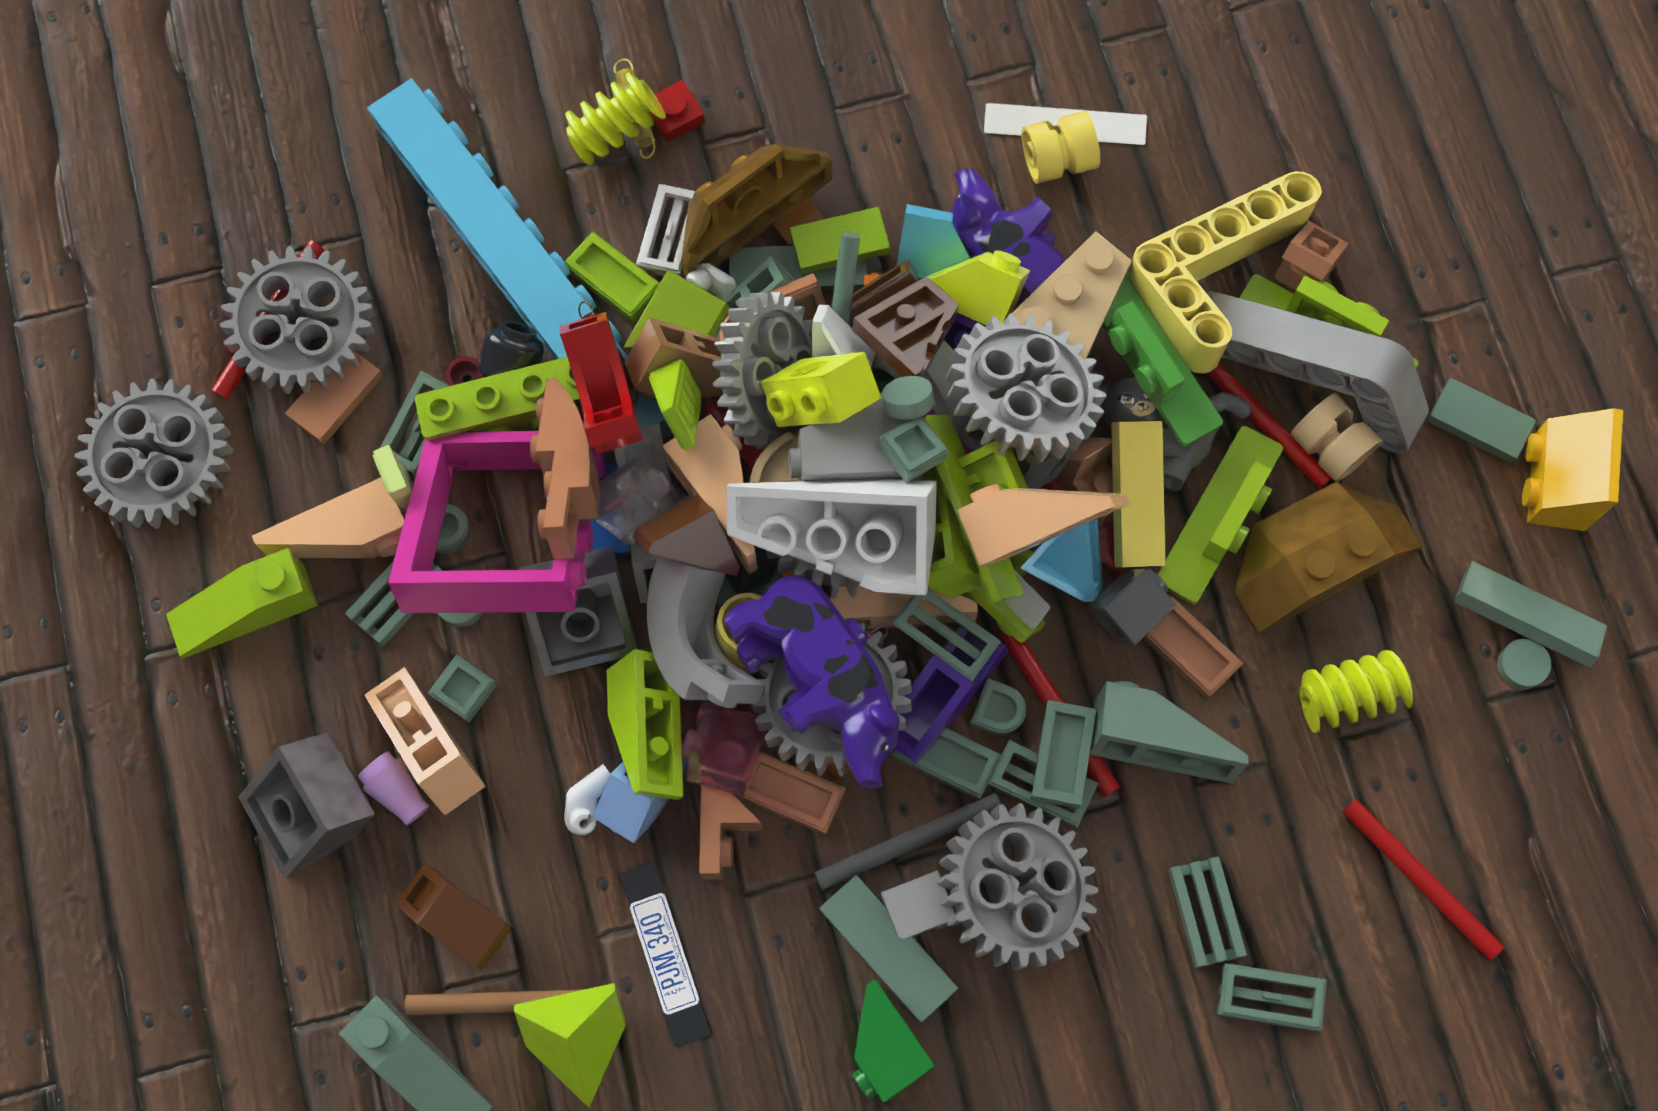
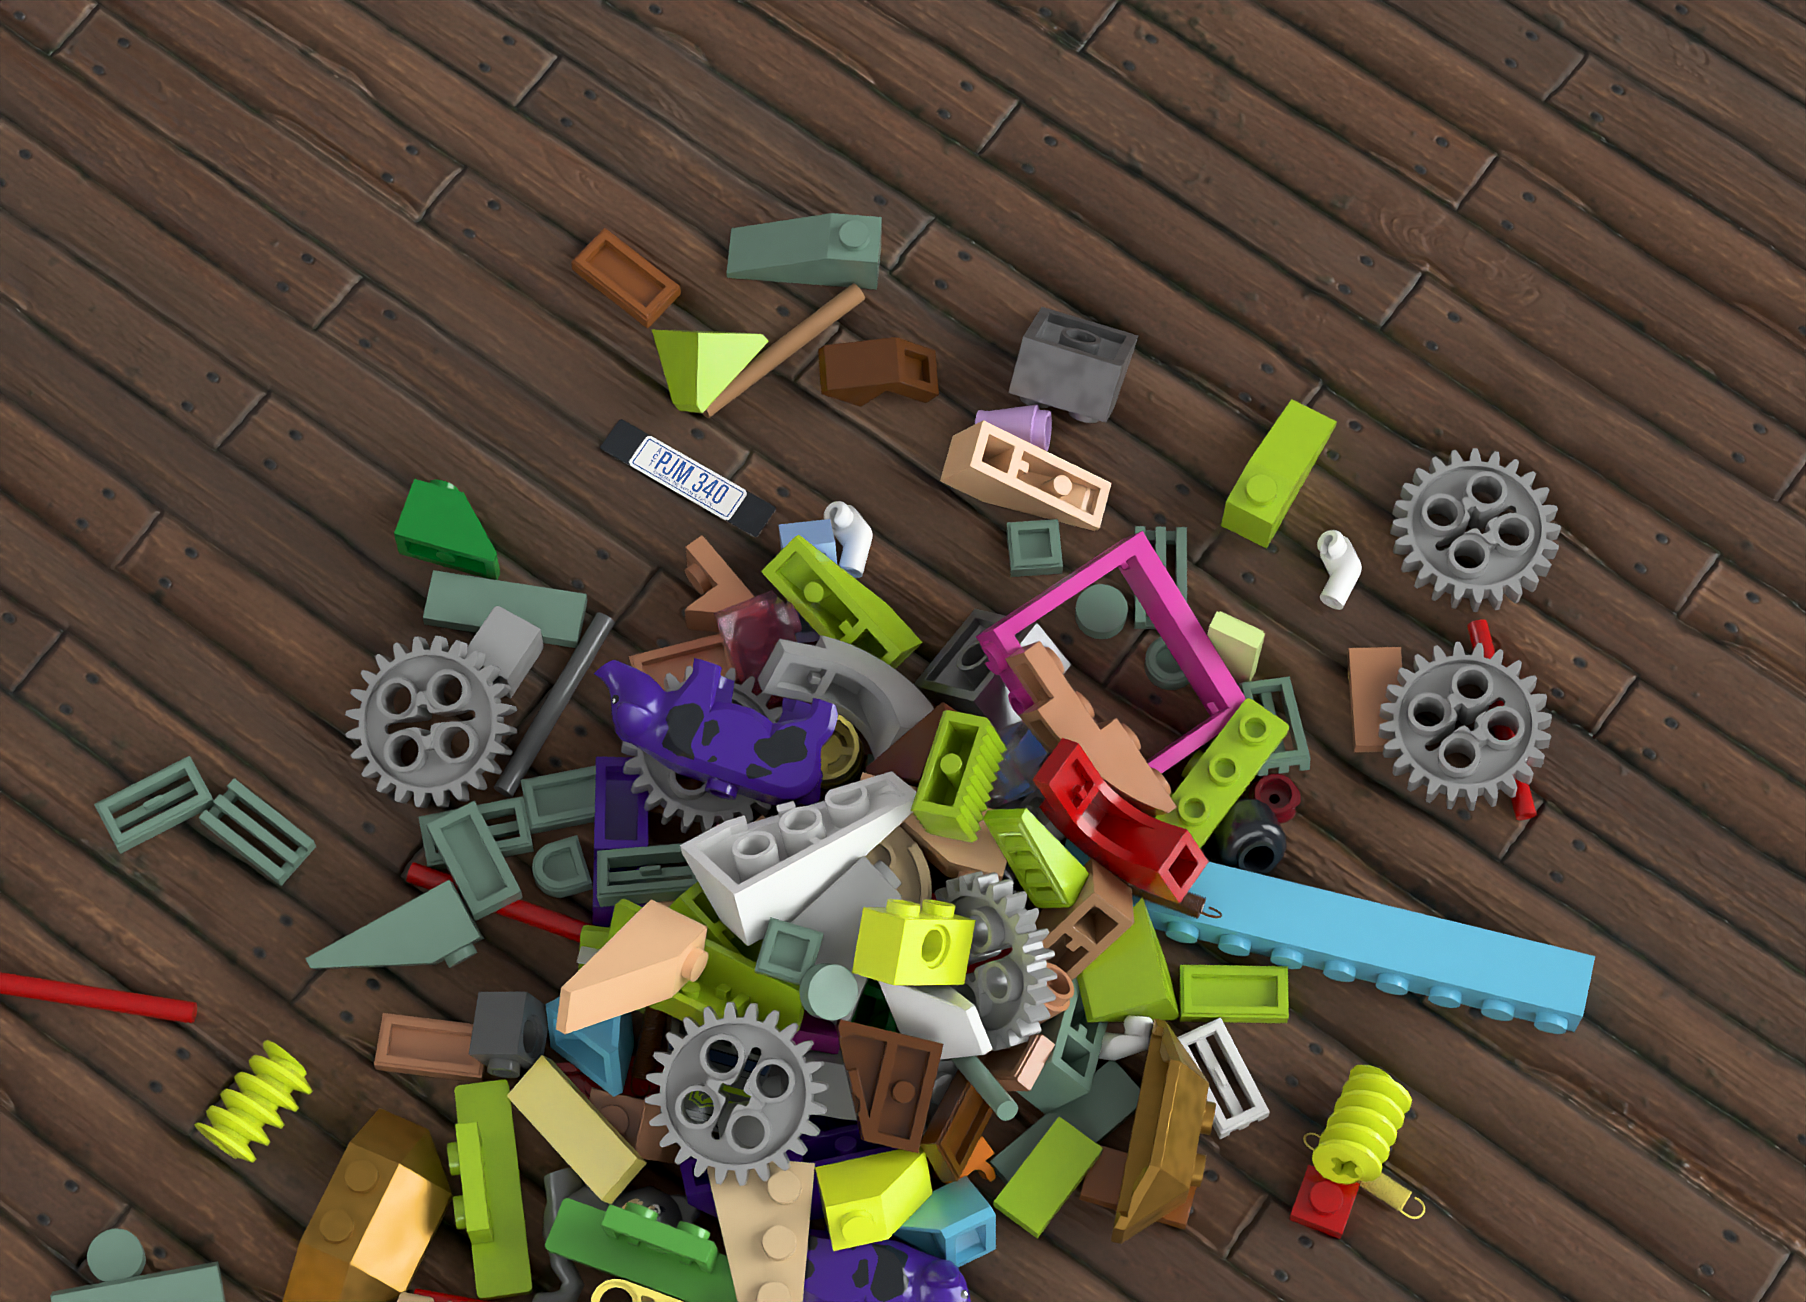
camera: 135 degrees right, 5 degrees down
(267, 502) = (1341, 565): none -> white arm
(349, 526) = (1258, 580): light nougat slope -> none
(687, 479) = (958, 776): none -> lime brick

